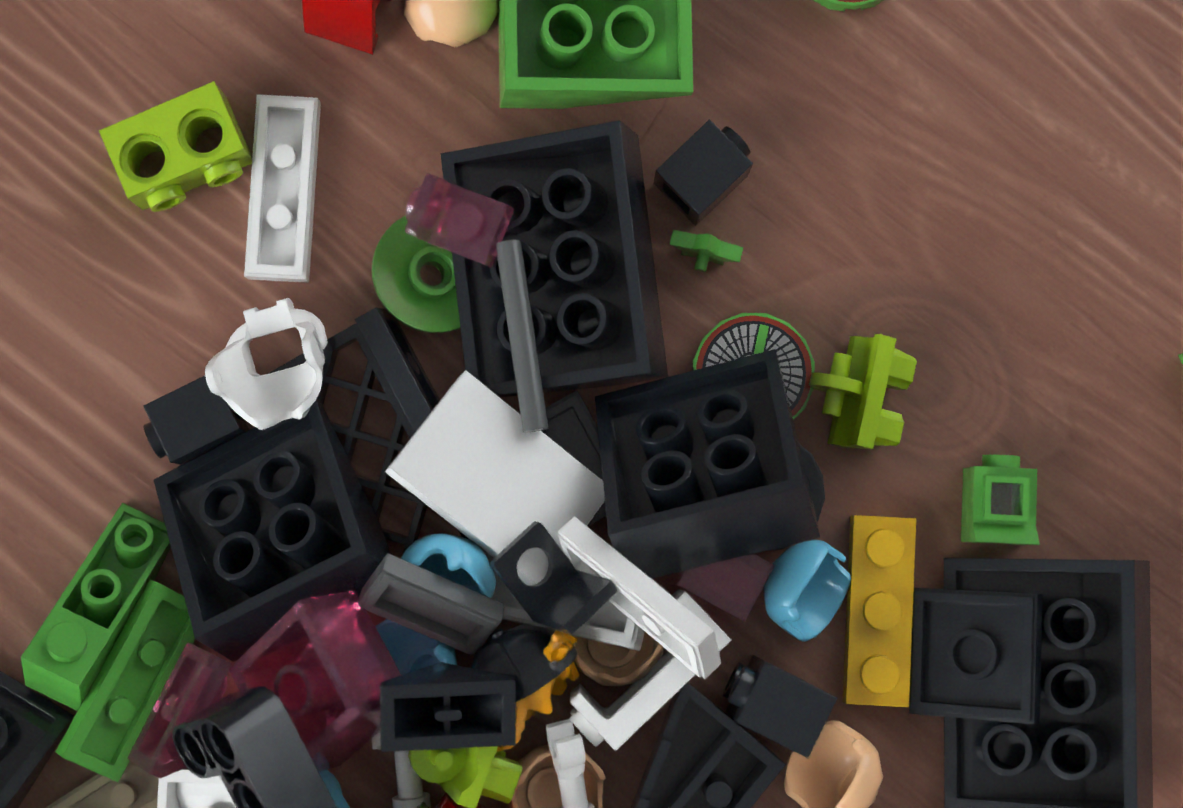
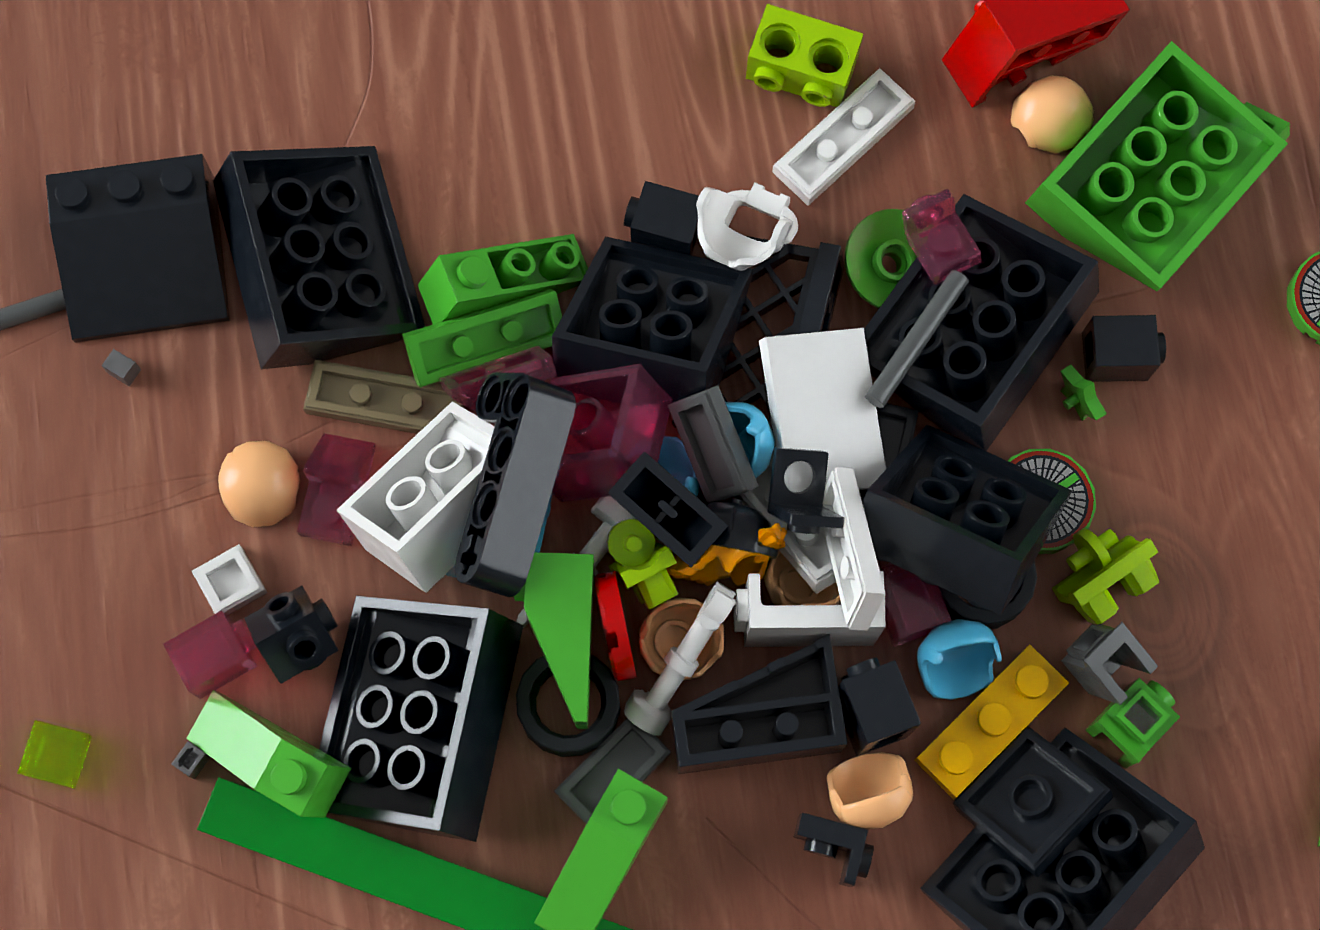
camera: 45 degrees right, 10 degrees down
(919, 475) = (1100, 654): none -> dark grey window

